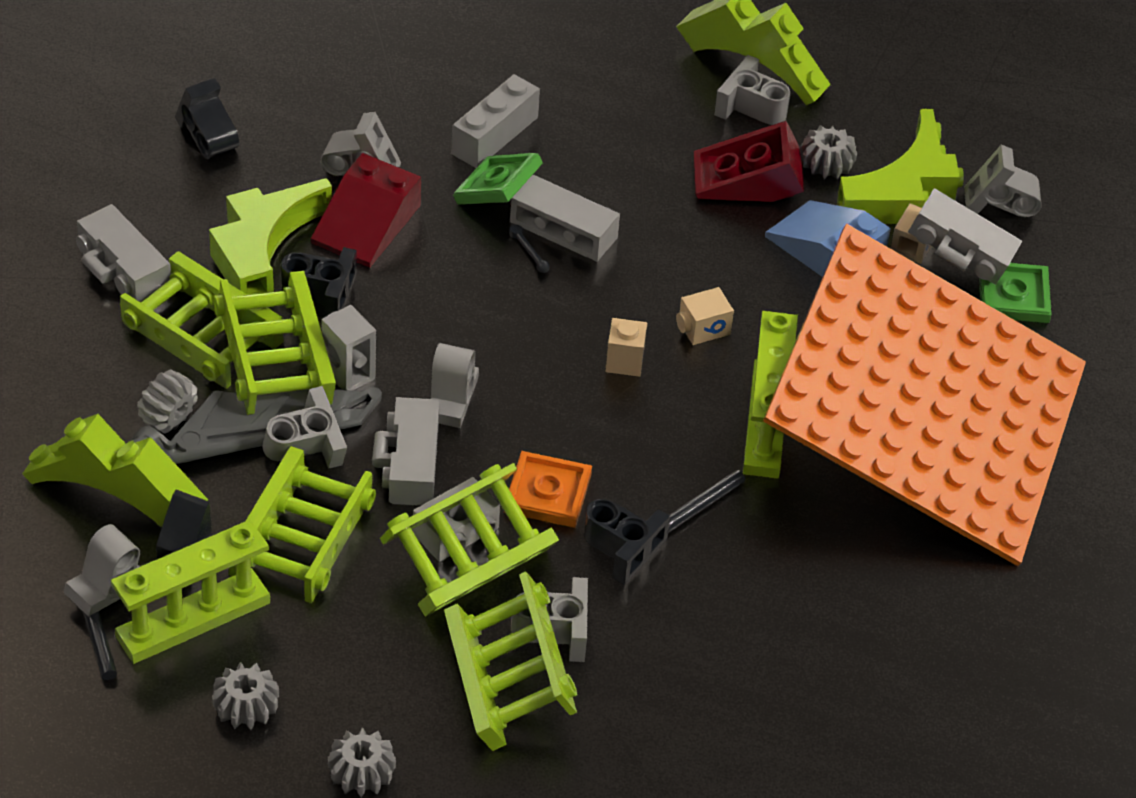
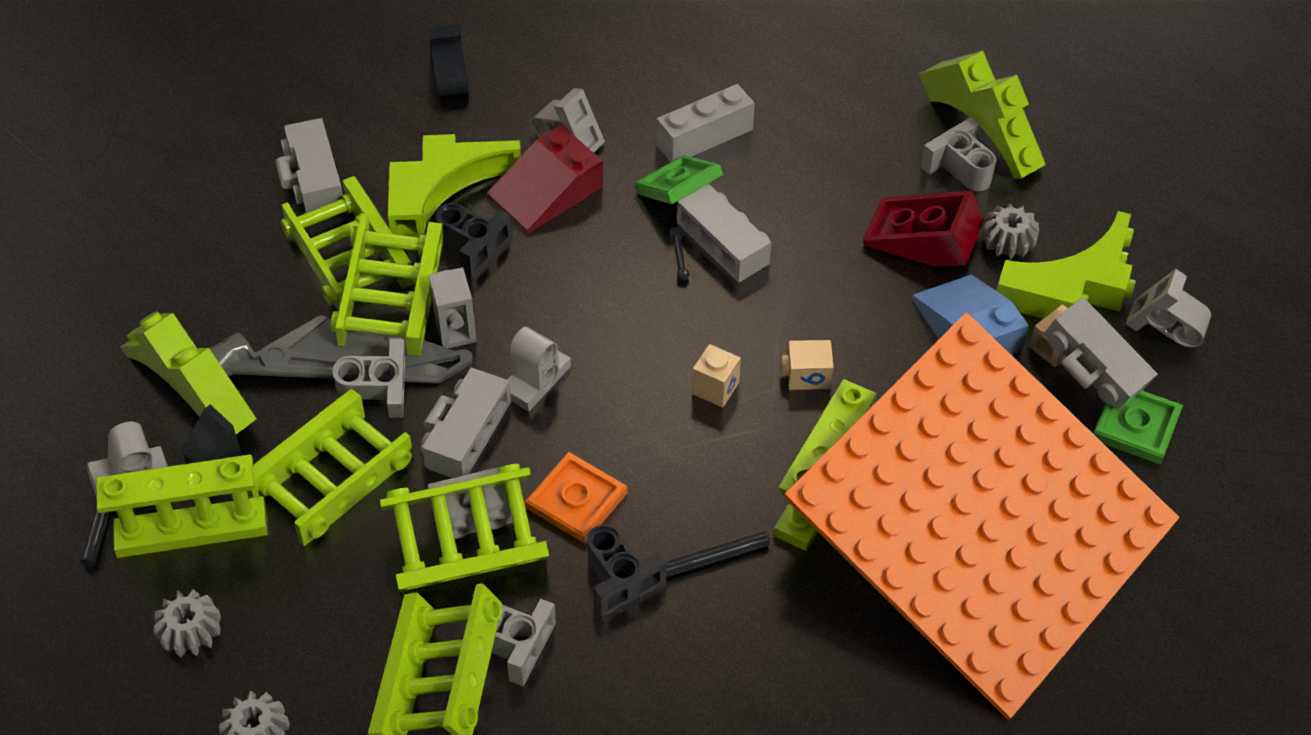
camera: 25 degrees right, 5 degrees up
(167, 401) = (270, 314): light grey gear -> none

